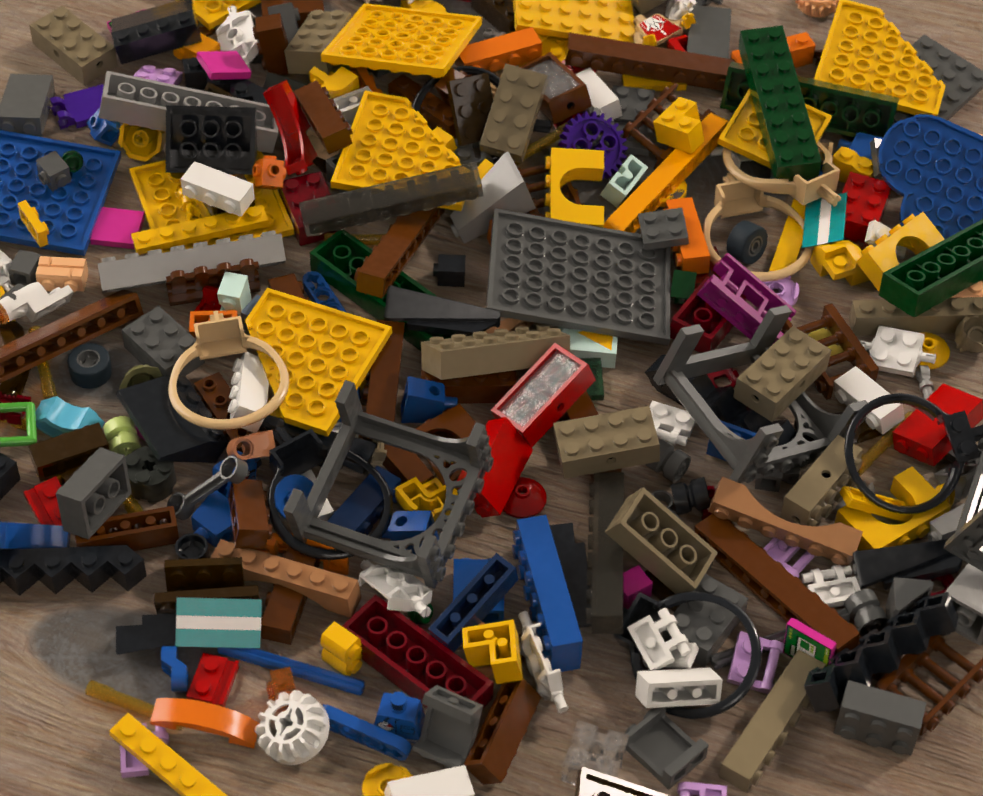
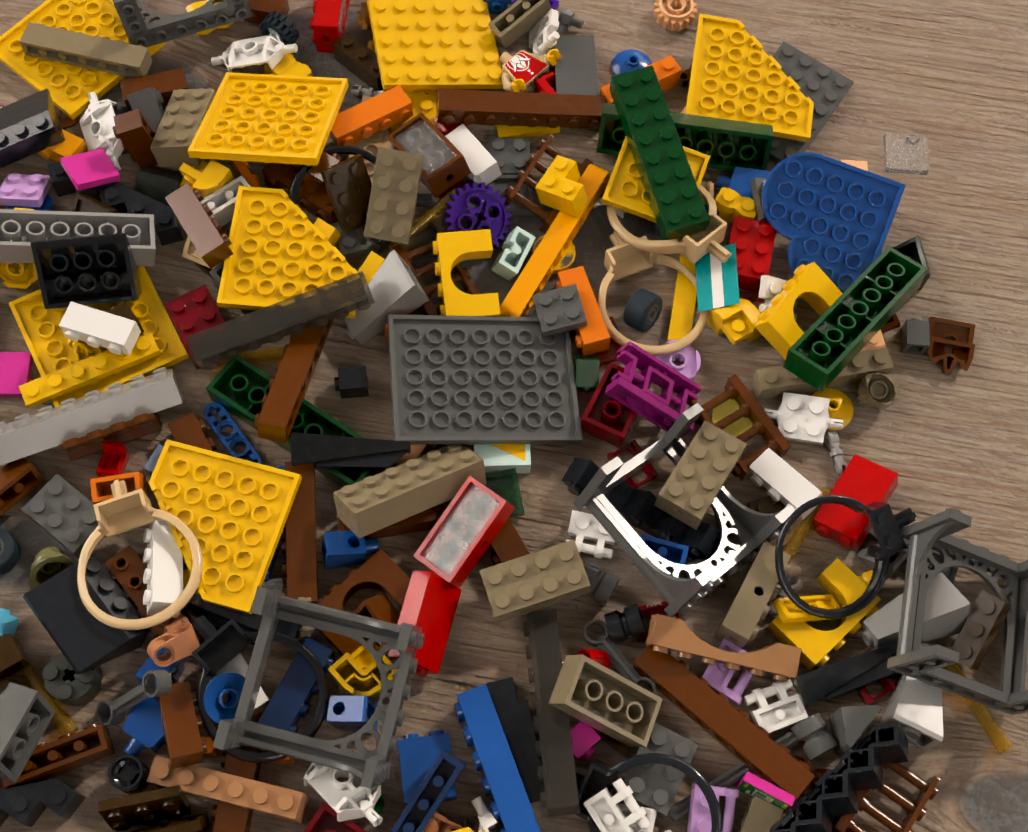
camera: 10 degrees left, 15 degrees up
(121, 435) = (37, 640): yellowish green wheel -> none
(234, 292) = (134, 450): light aqua brick -> none
(269, 173) = (152, 297): orange brick -> none
(292, 127) = (169, 237): red arch -> none
(526, 504) = (468, 650): red dish -> none

